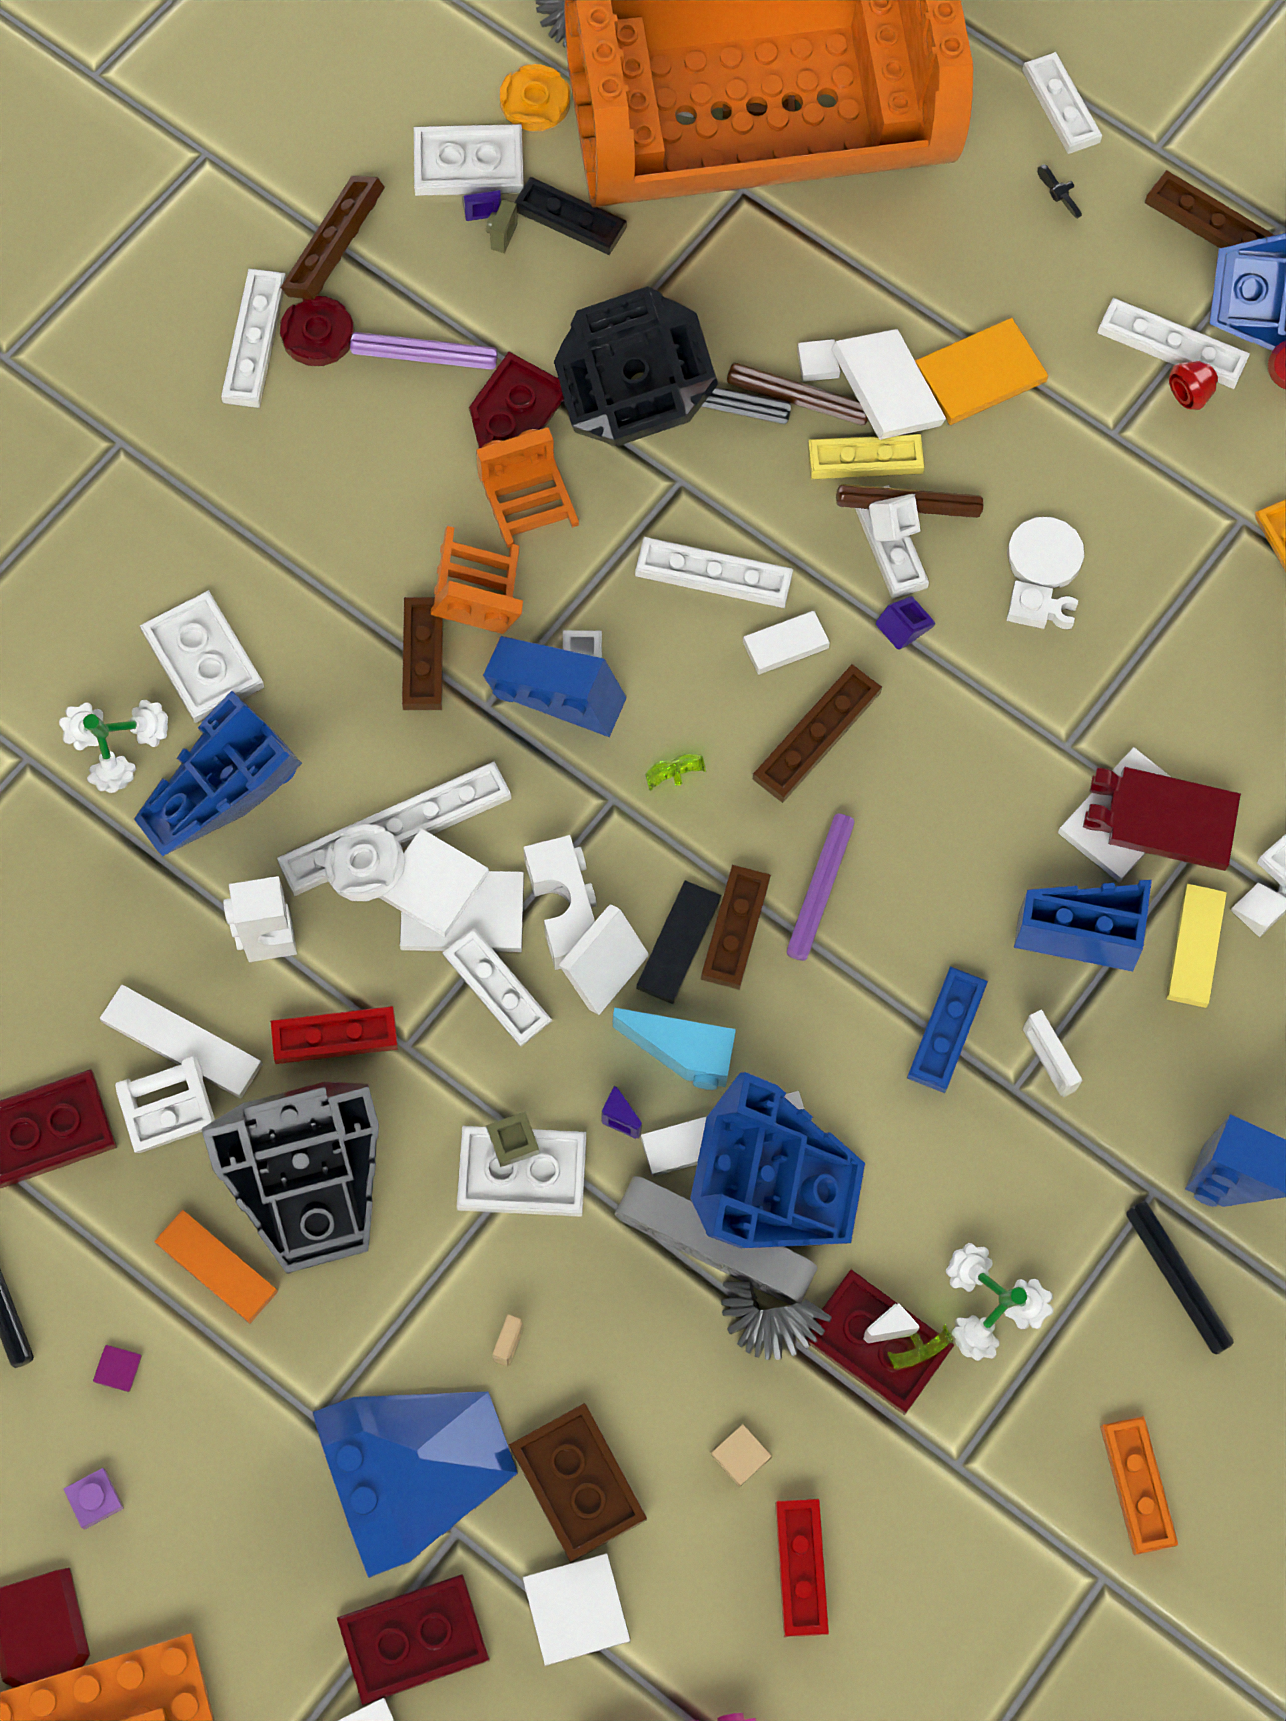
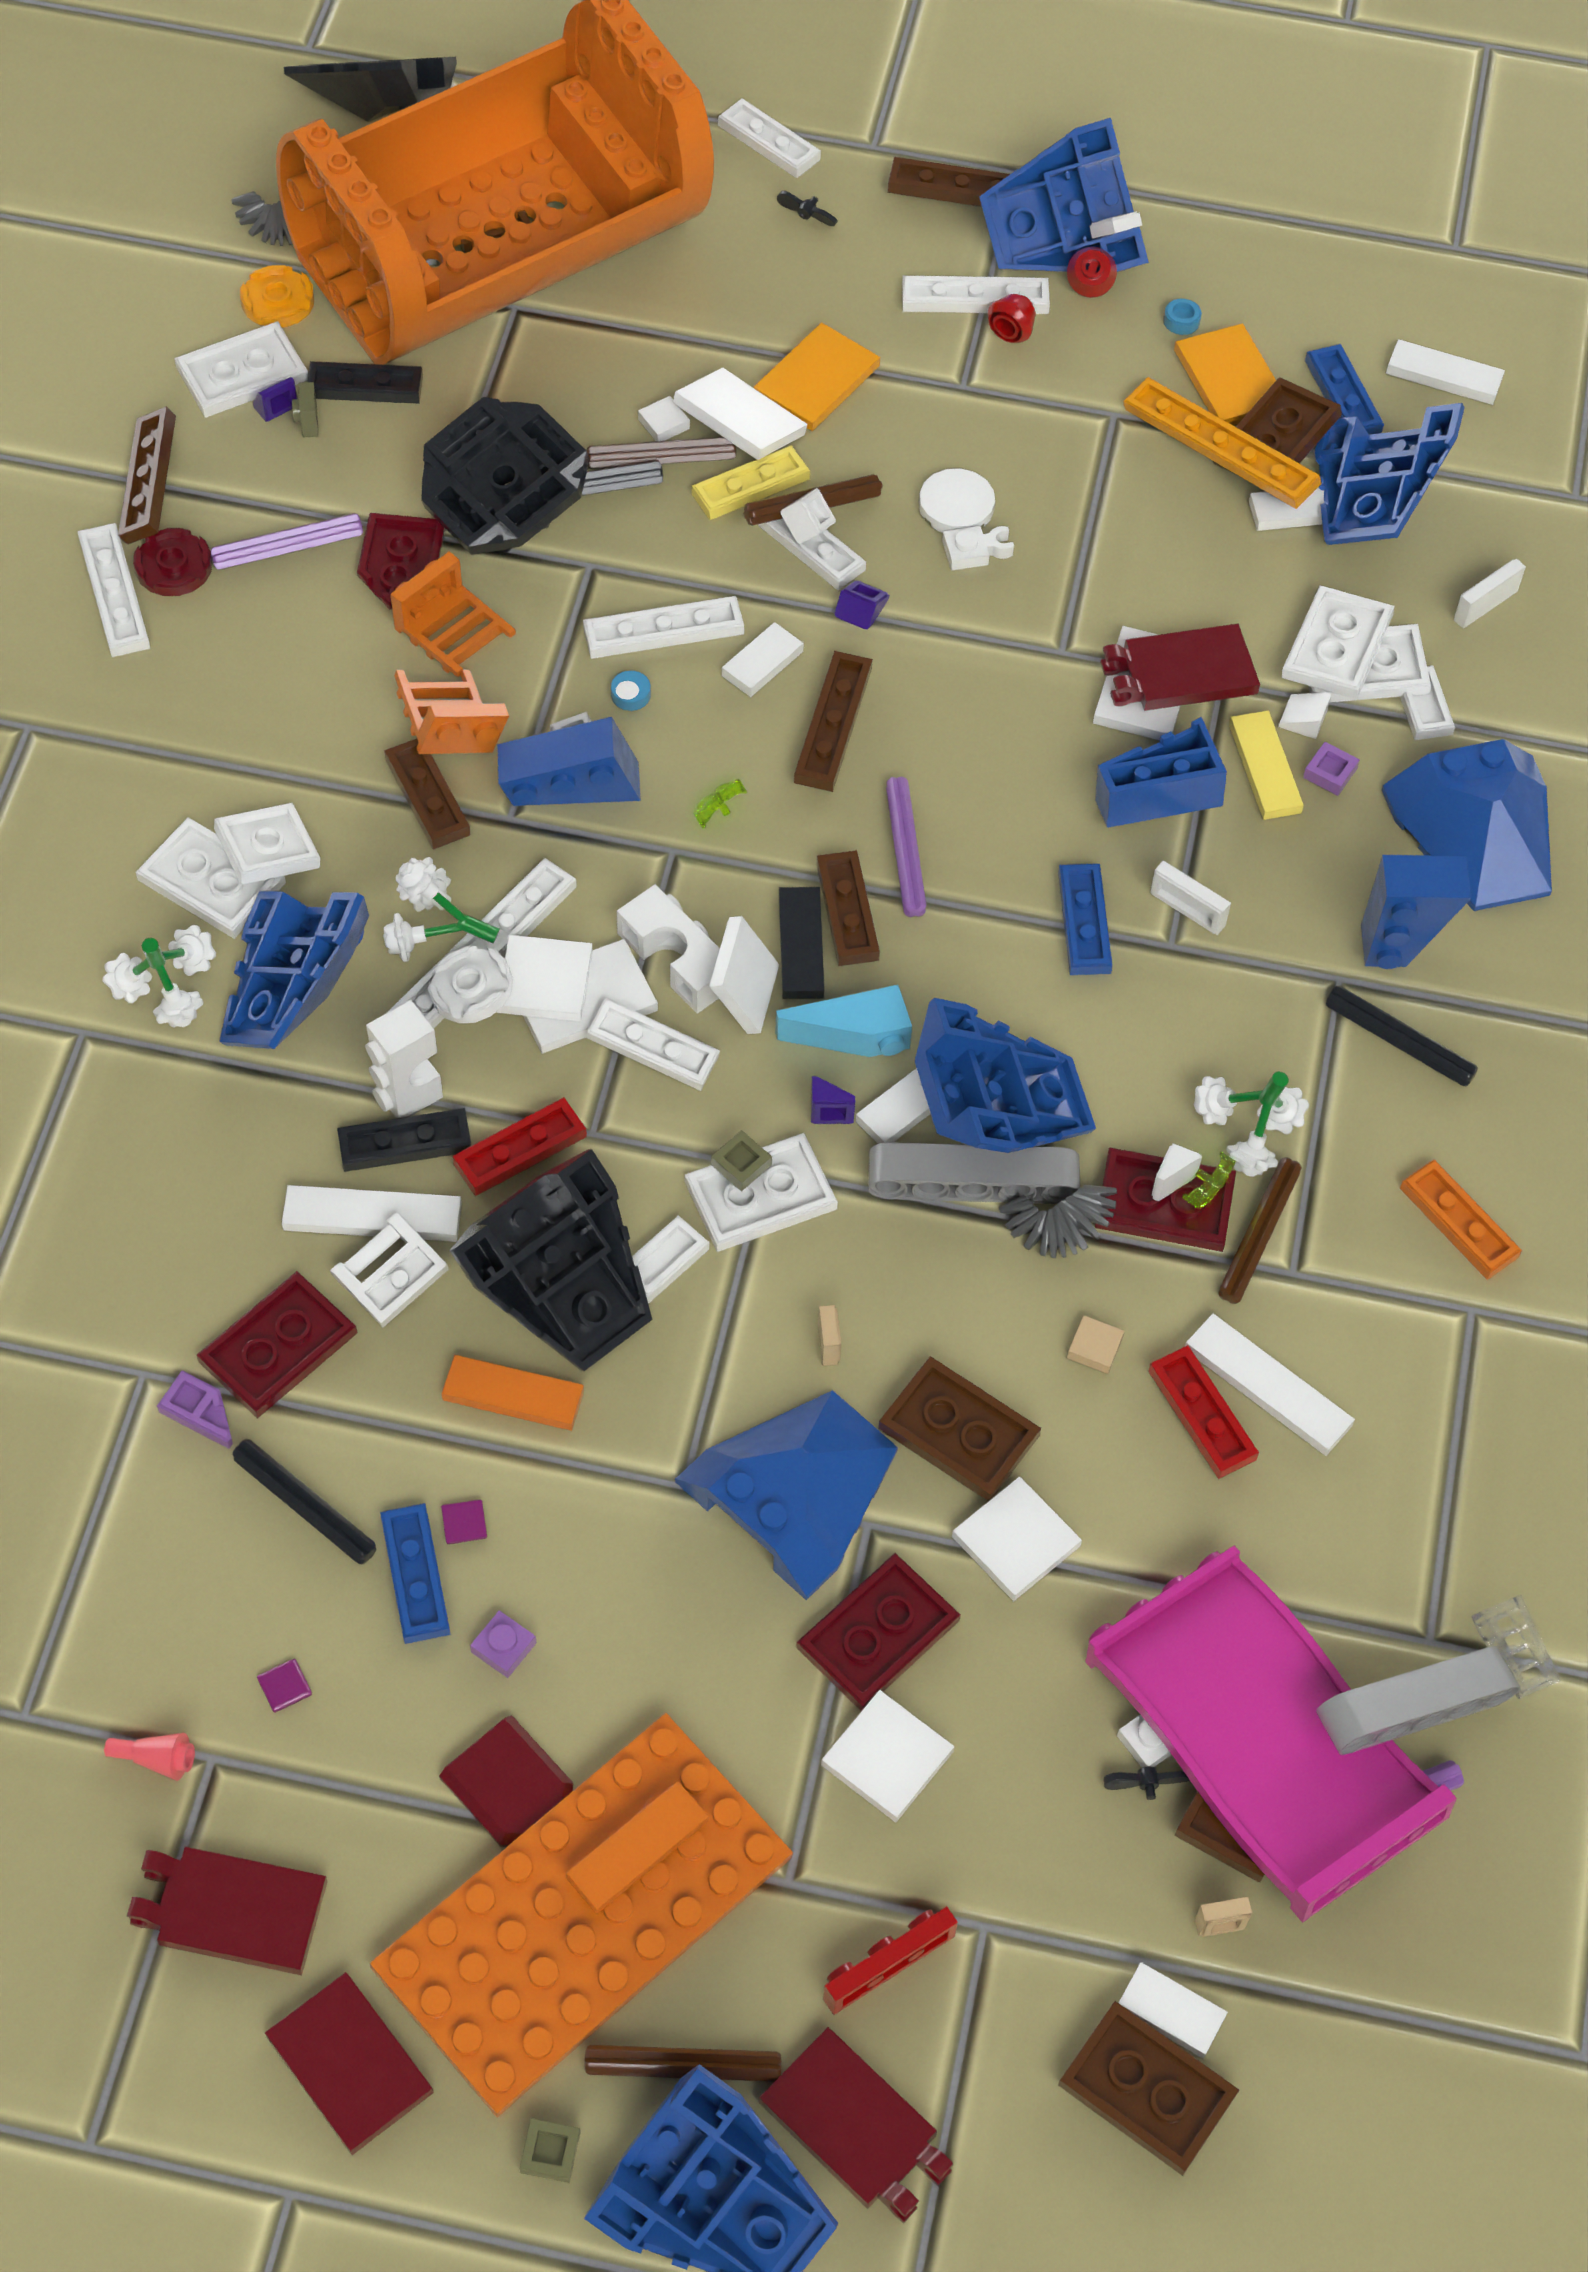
camera: 25 degrees left, 10 degrees down
(53, 1397) = (415, 1573): none -> blue tile
(242, 982) = (404, 1139): none -> black tile
(261, 646) = (267, 843): none -> white tile
(363, 752) = (425, 889): none -> white plant
(408, 1197) = (668, 1256): none -> white tile
(652, 625) = (630, 690): none -> dark azure tile
(877, 1567) = (1270, 1384): none -> white tile
(946, 1412) = (1259, 1230): none -> reddish brown axle
(1255, 977) = (1331, 768): none -> medium lavender plate

